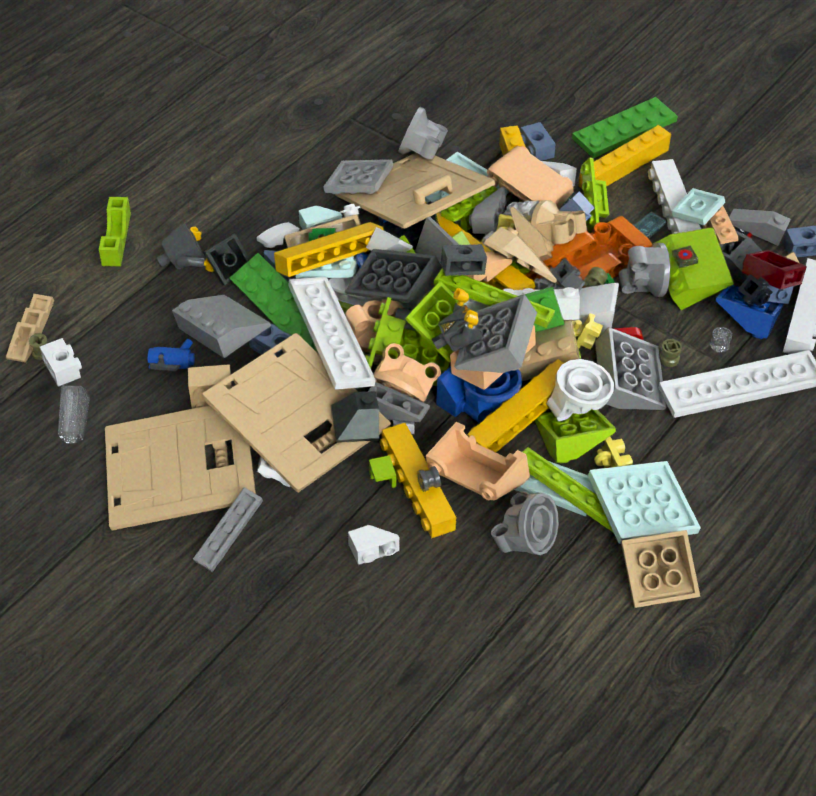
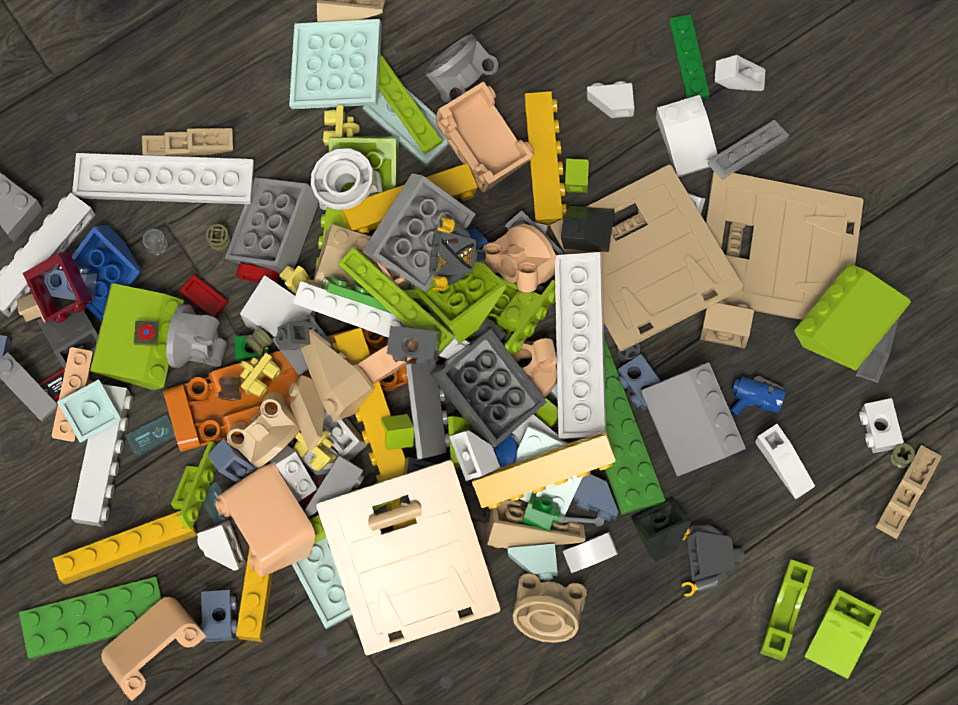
camera: 155 degrees left, 25 degrees up
(66, 234) = (842, 634): none -> lime slope
(99, 410) = (851, 317): none -> lime slope
(141, 320) = (784, 461): none -> white slope
(255, 596) = (739, 74): none -> white slope
(292, 535) = (687, 135): none -> white slope
(297, 189) = (548, 609): none -> tan piece
(310, 605) = (689, 57): none -> green plate
(350, 210) = (496, 543): white plate -> none
(358, 176) = (465, 612): light grey plate -> none
(423, 136) = (364, 654): light grey piece -> none
(429, 478) = (538, 133): dark grey wheel -> none
(573, 109) = (147, 638): none -> light nougat windscreen
(586, 259) = (253, 382): none -> light yellow hips
(600, 246) = (230, 388): none -> clear smoke wheel
(659, 317) = (203, 296): none -> red tile
(738, 414) = (189, 144): none -> tan slope
(755, 290) = (97, 257): black brick -> none

